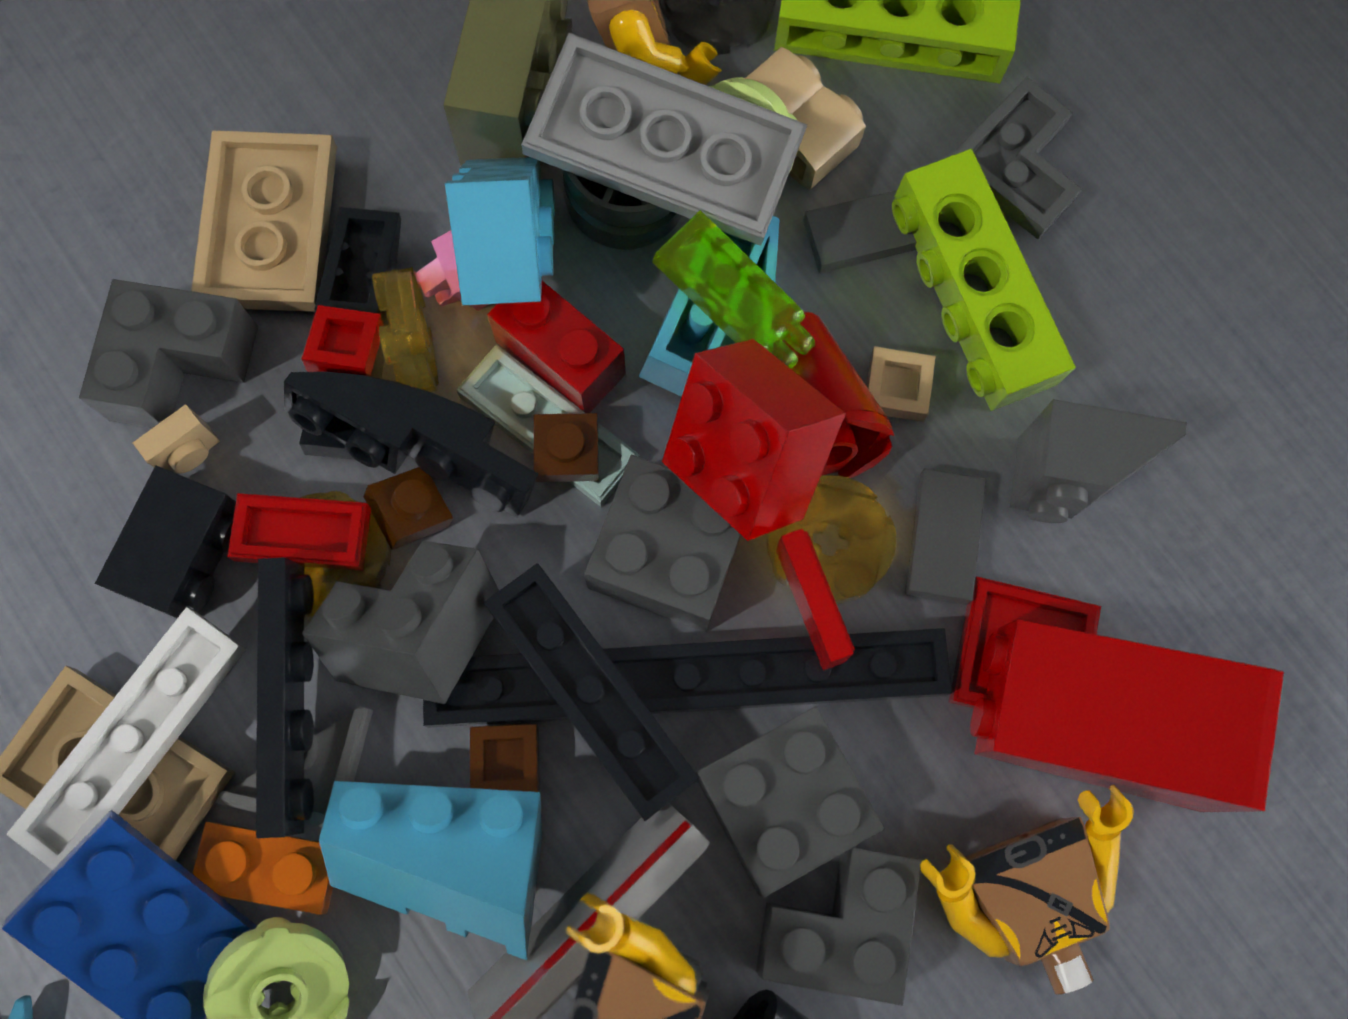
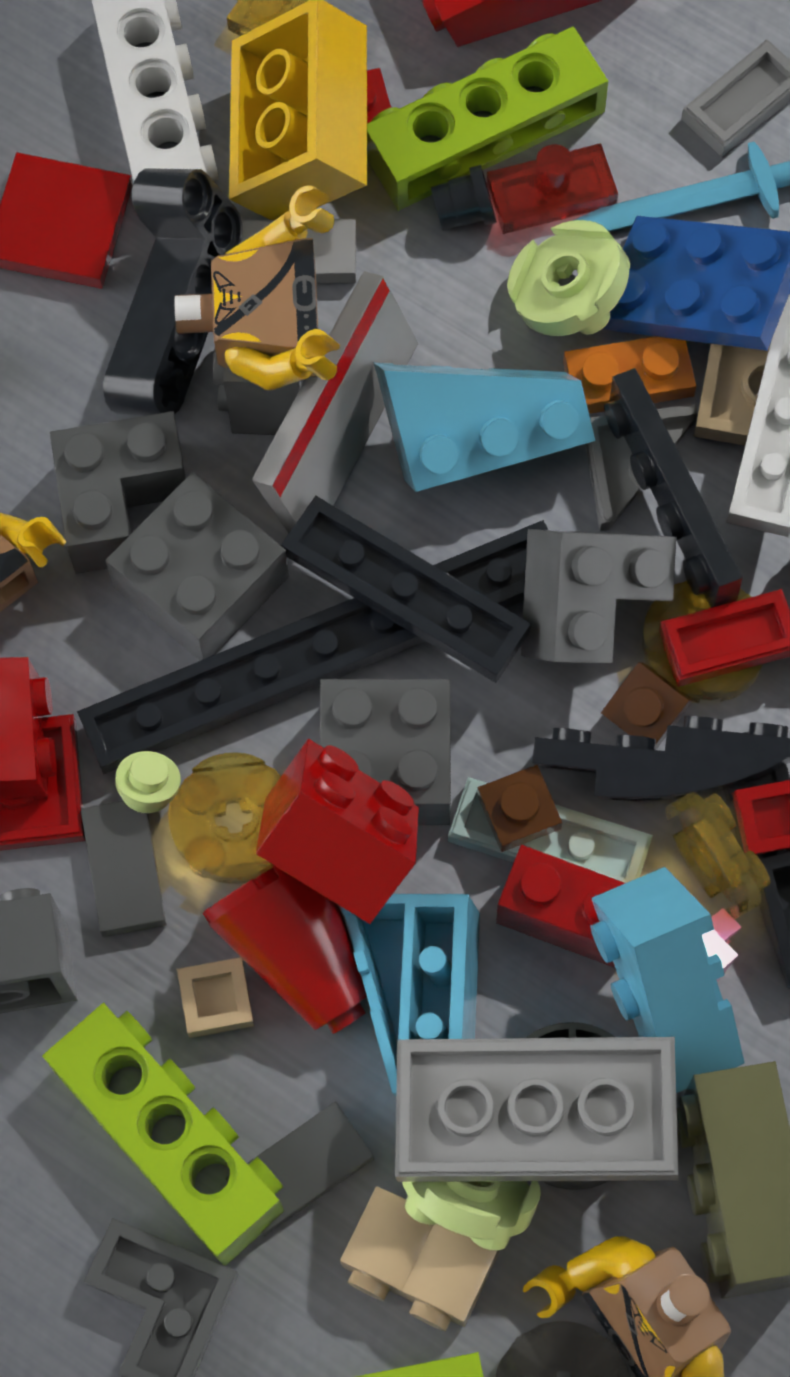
camera: 165 degrees right, 5 degrees down
(505, 758) = (460, 519): reddish brown plate -> none
(733, 289) = (409, 978): clear neon green hinge -> none
(814, 599) = (230, 733): red tile -> none
(903, 597) = (147, 781): none -> yellowish green plate

